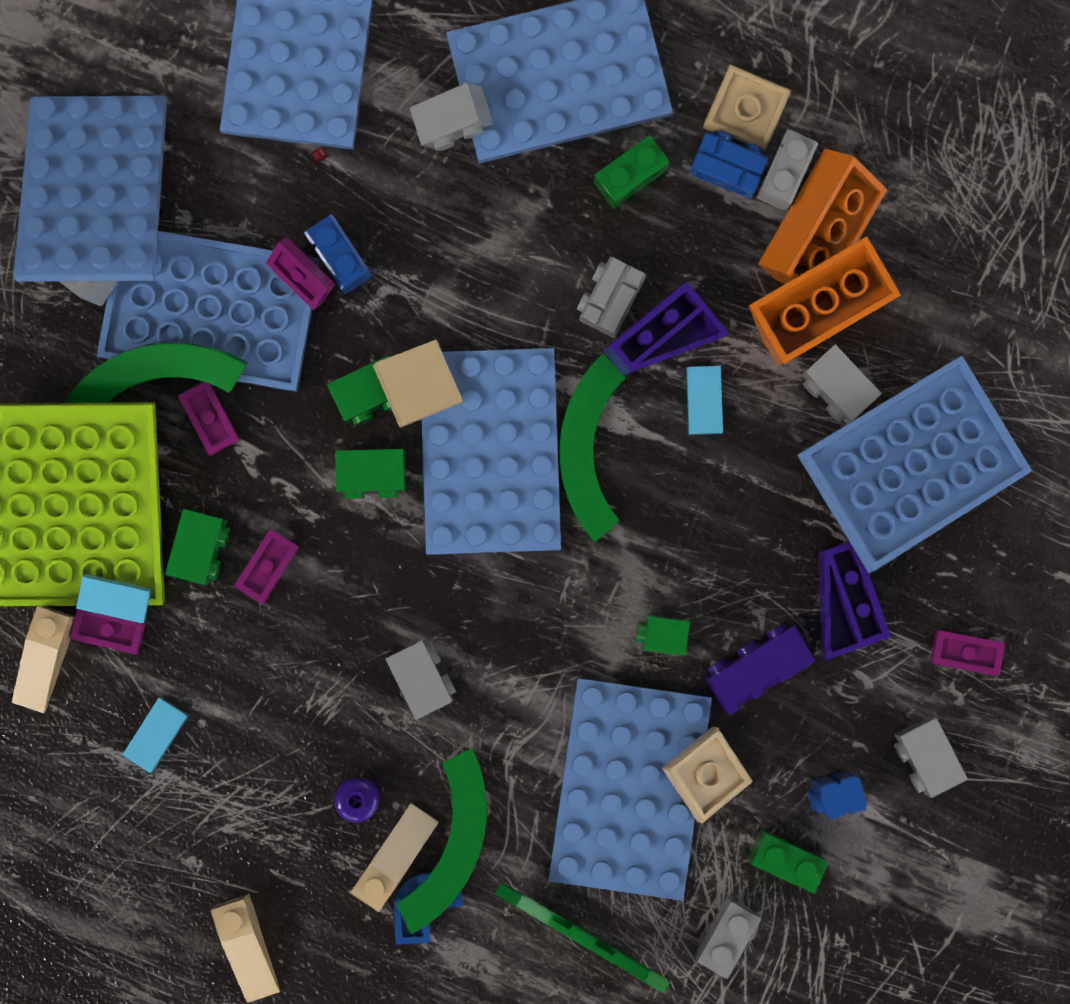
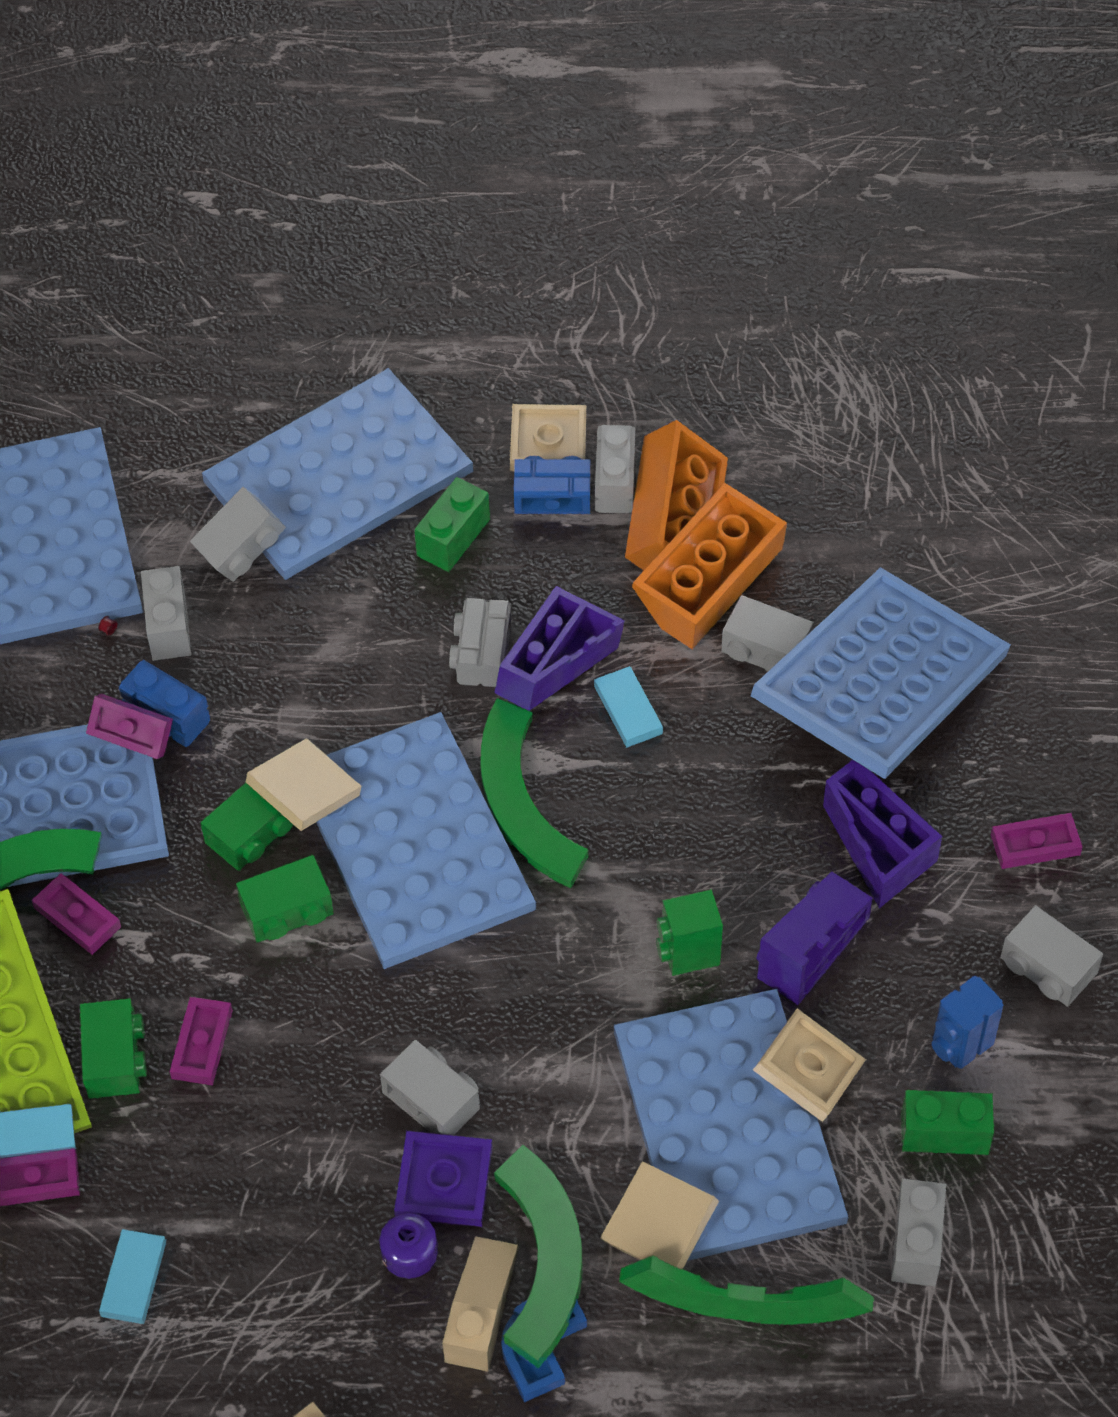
camera: 20 degrees left, 30 degrees down
(368, 166) = (165, 613): none -> light grey brick
(404, 752) = (444, 1178): none -> dark purple plate
(545, 852) = (659, 1217): none -> tan tile

